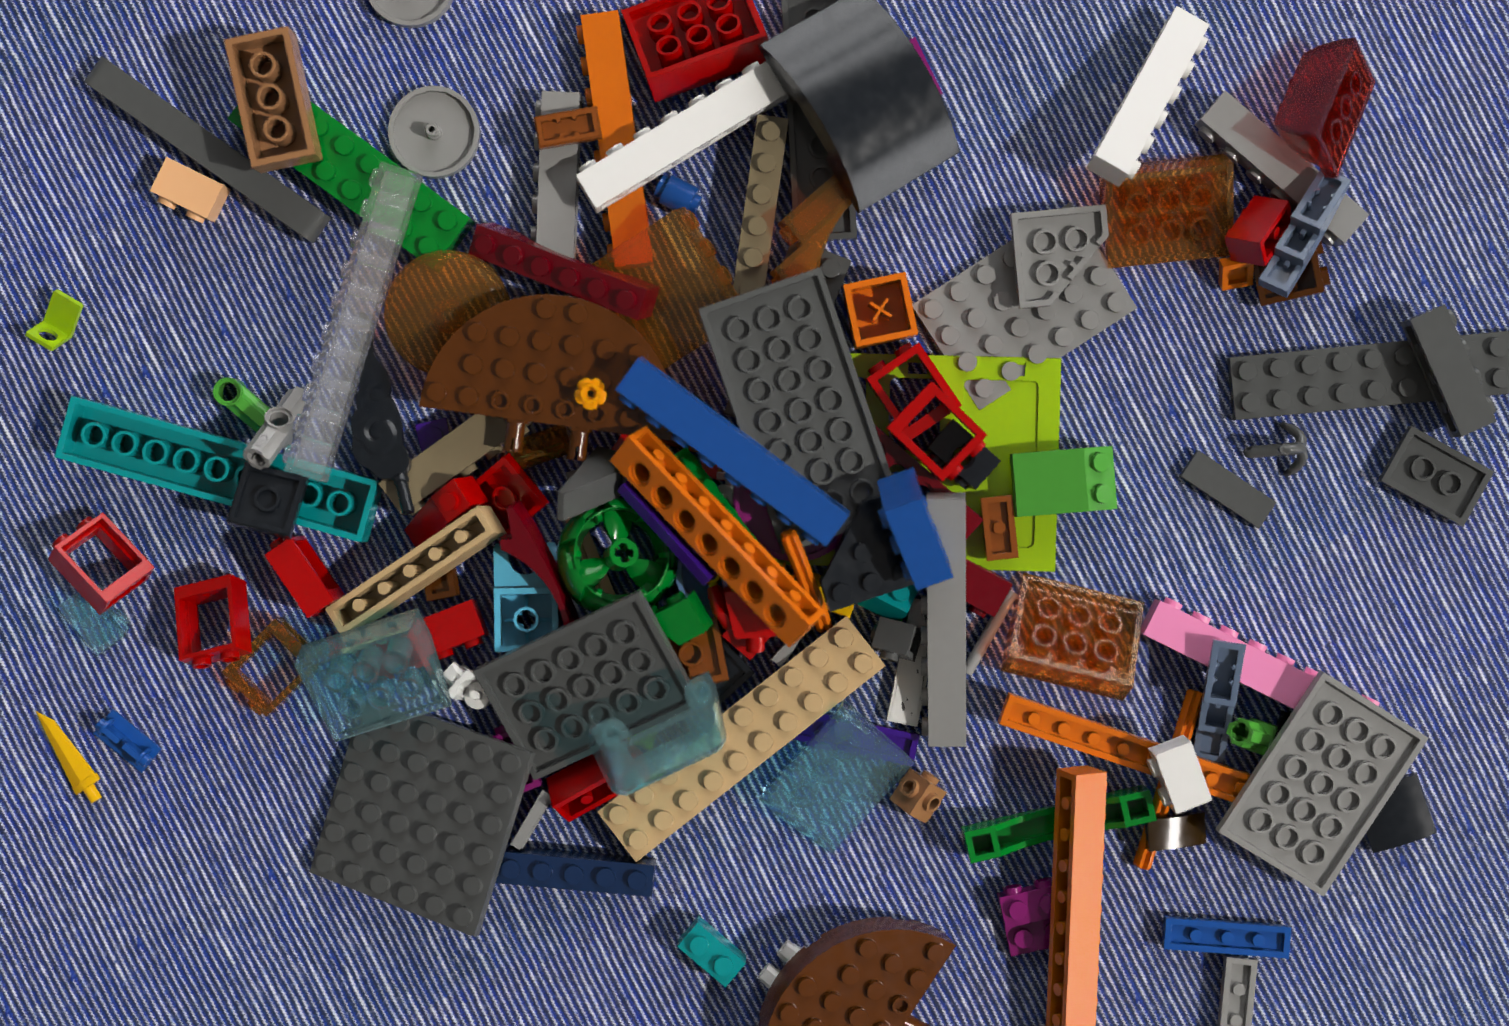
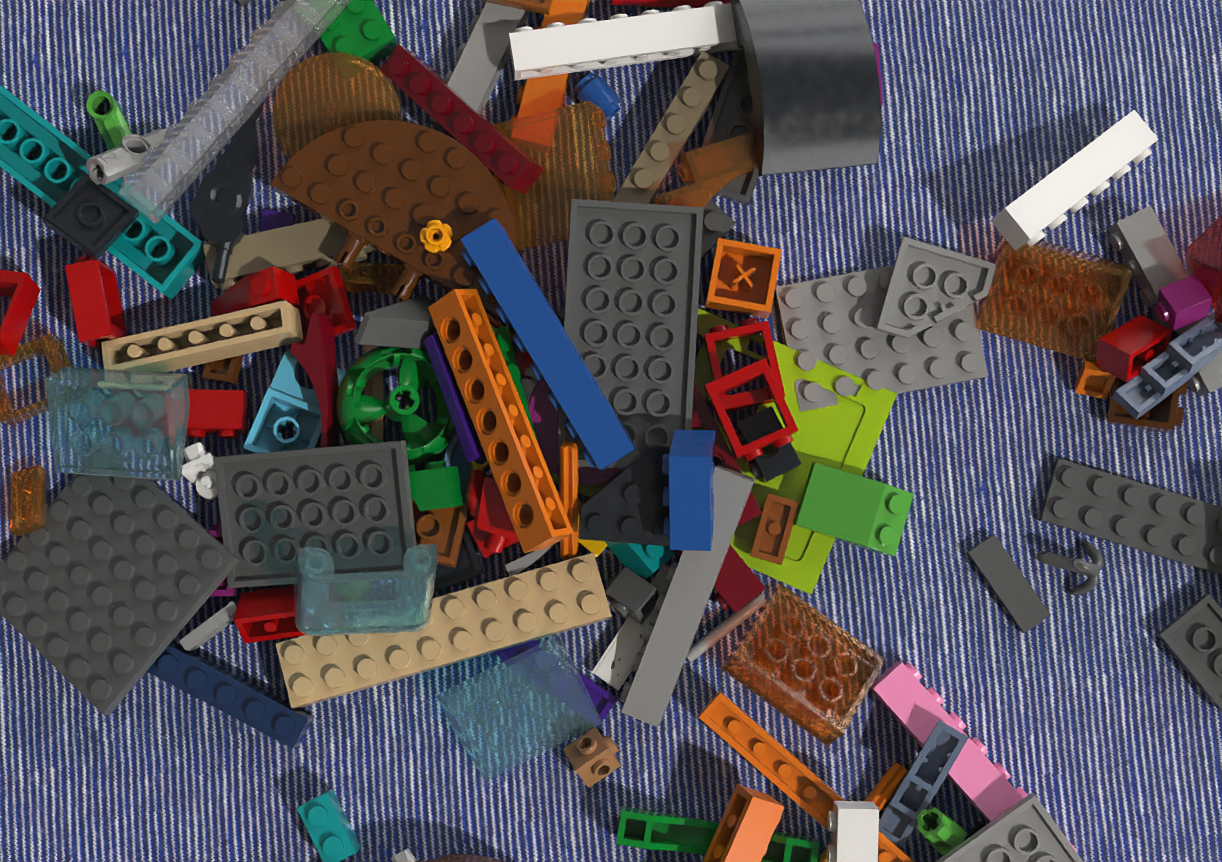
camera: 25 degrees right, 5 degrees down
(320, 775) = (28, 500): none -> clear orange plate
(1289, 172) = (1183, 302): none -> magenta brick

